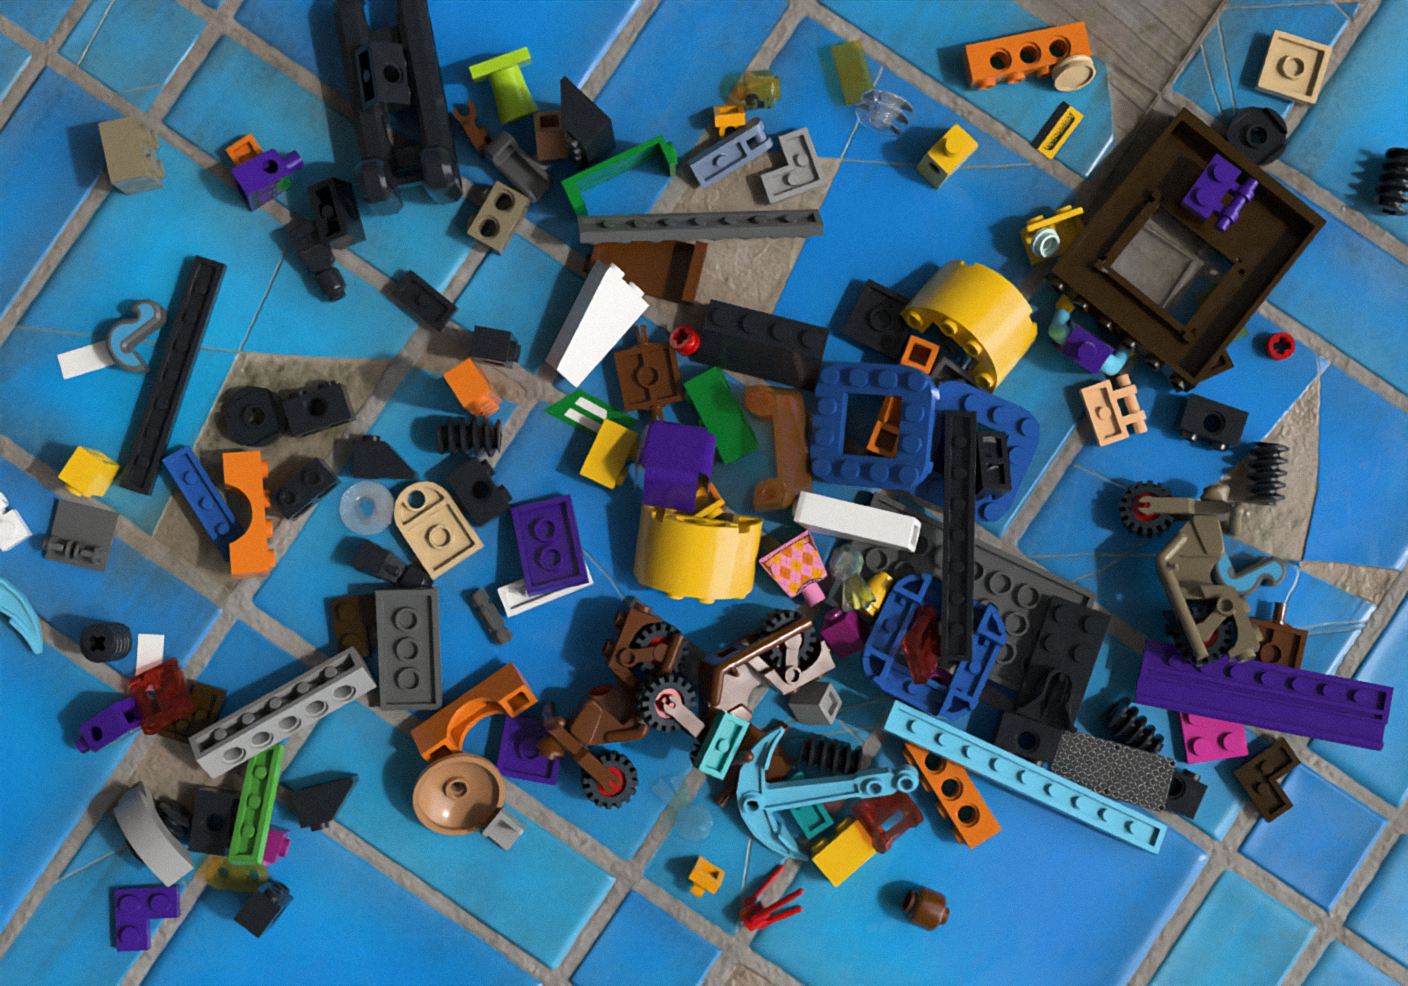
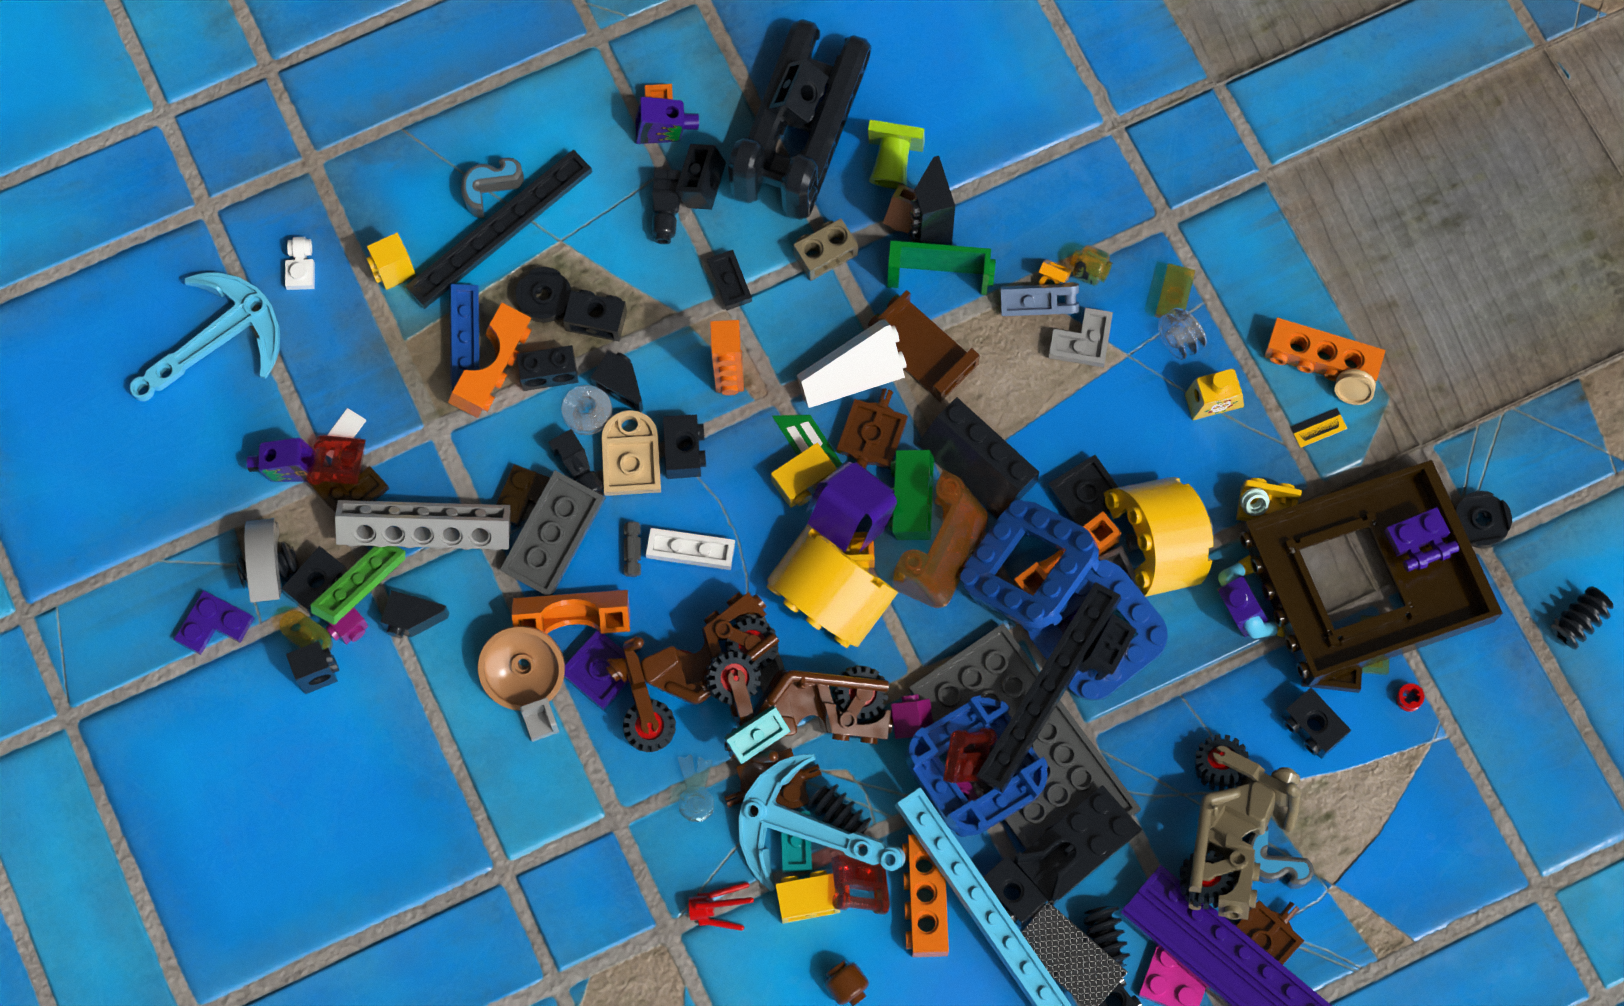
camera: 35 degrees right, 15 degrees down
(81, 536) = (351, 309): dark grey hinge -> none
(84, 359) = (439, 182): white sticker -> none
(106, 642) = (321, 394): black piece -> none
(132, 155) = (571, 50): dark tan brick -> none
(469, 437) = (699, 400): black piece -> none
(478, 136) = (846, 180): reddish brown plate -> none
(494, 347) = (762, 341): black brick -> none
(517, 167) = (863, 217): dark grey animal -> none
(549, 545) = (713, 516): dark purple plate -> none
(679, 335) = (917, 419): red bush -> none
(702, 225) = (974, 334): dark grey plate -> none
(705, 877) = (678, 853): light orange tile -> none
(797, 568) = (902, 647): torso -> none
(815, 703) = (854, 764): light grey panel -> none
(846, 567) = (941, 667): clear light blue piece -> none
(856, 522) = (971, 631): white slope -> none
(880, 586) = (950, 699): yellow cone -> none
(1104, 412) = (1230, 669): light nougat plate -> none
(1266, 473) = (1338, 791): black piece -> none
(1293, 68) = (1543, 482): tan plate -> none

